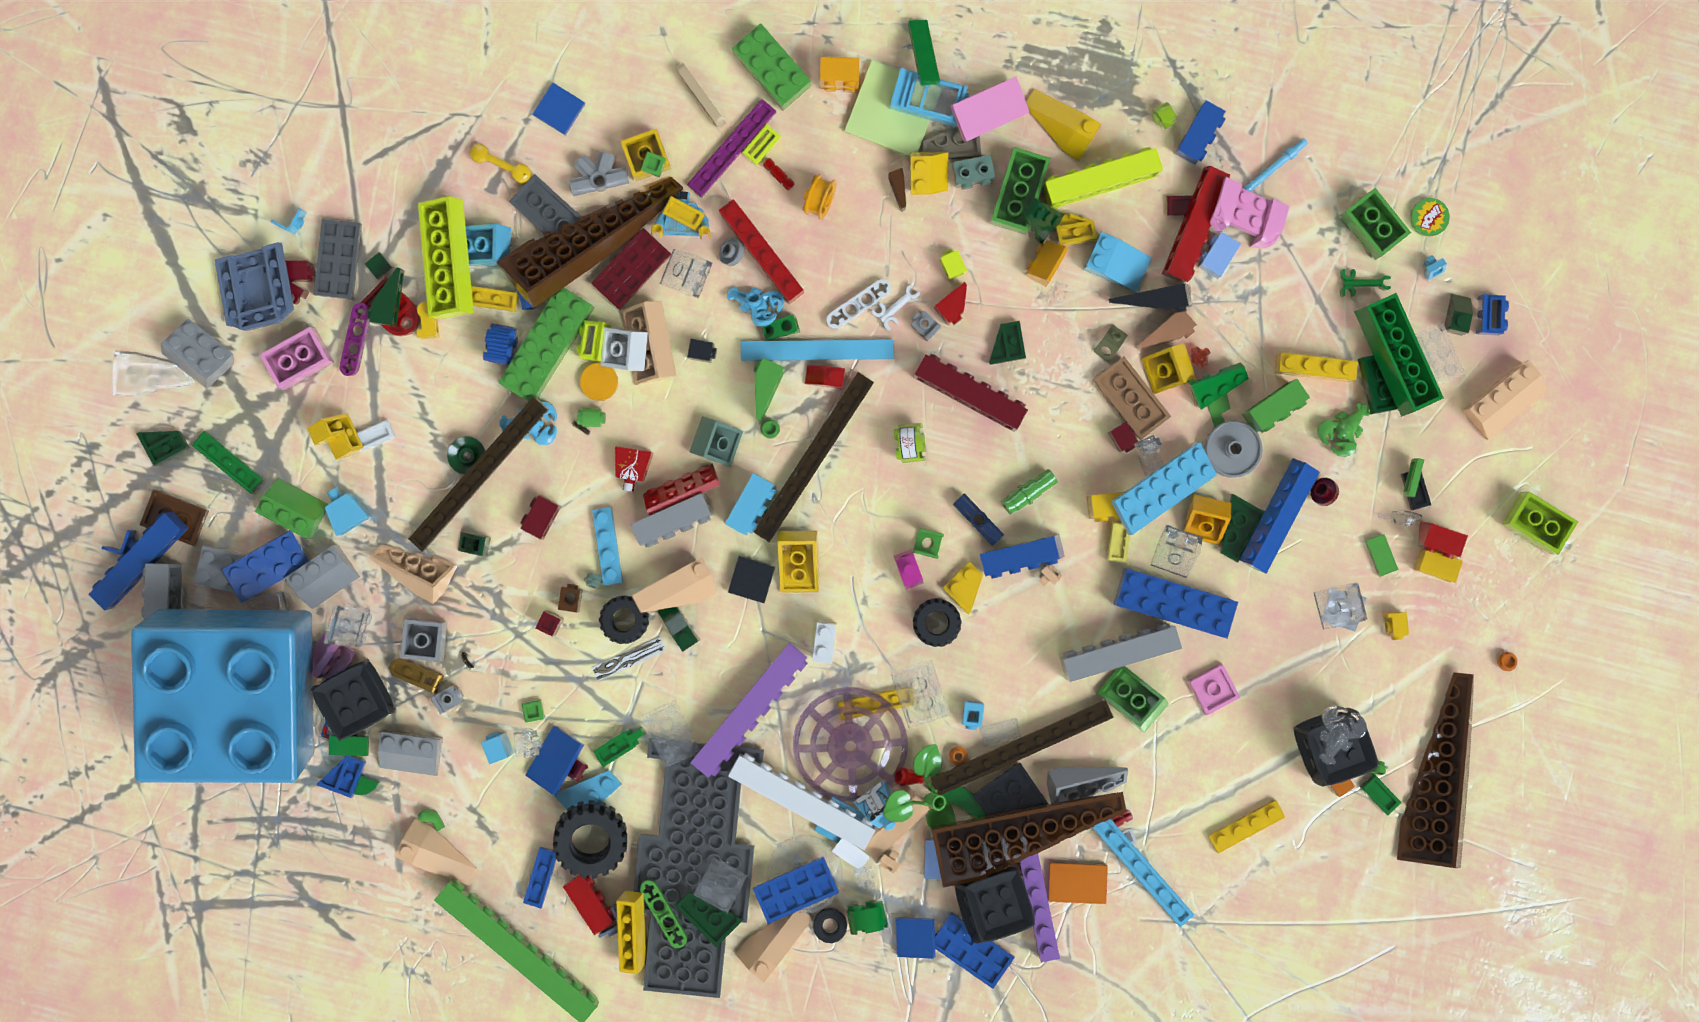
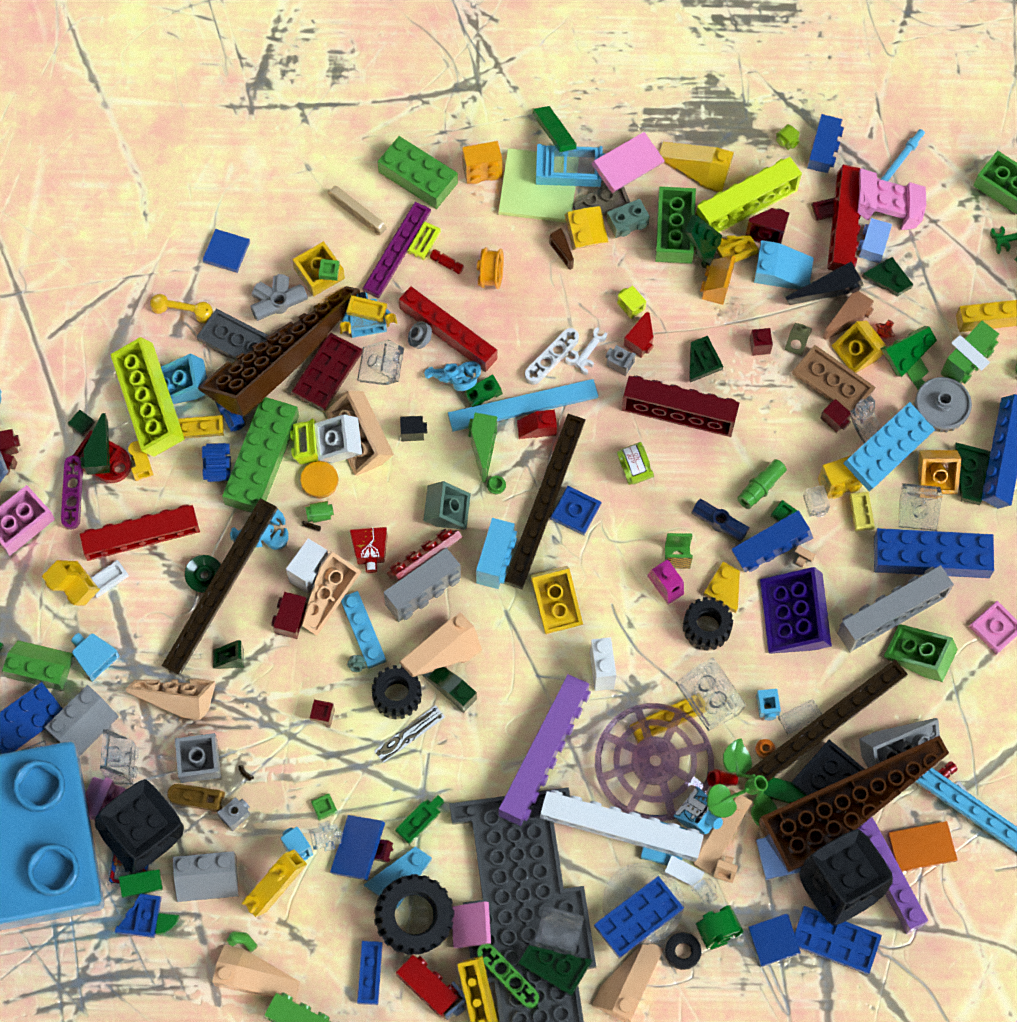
camera: 20 degrees left, 20 degrees down
(337, 259) = (40, 425): dark grey plate -> none
(413, 397) = (139, 532): none -> red brick
(467, 781) = (274, 883): none -> yellow brick
(564, 605) = (341, 693): reddish brown brick -> none
(567, 474) = (305, 565): none -> white brick
(582, 502) = (330, 587): none -> light nougat wedge
(640, 860) = (471, 925): none -> bright pink tile
(670, 733) = (470, 792): clear plate -> none
(751, 579) = (514, 627): black tile -> none
(841, 473) = (575, 510): none -> blue tile
(1025, 629) = (795, 611): none -> dark purple slope
(1043, 524) = (782, 511): none -> green tile
(1071, 340) = (761, 341): none -> dark red brick
(1077, 522) = (816, 501): none -> clear brick
(1114, 217) = (768, 225): none -> dark red slope
(1222, 297) = (889, 276): none -> dark green wing
(1274, 411) = (970, 352): none -> white sticker

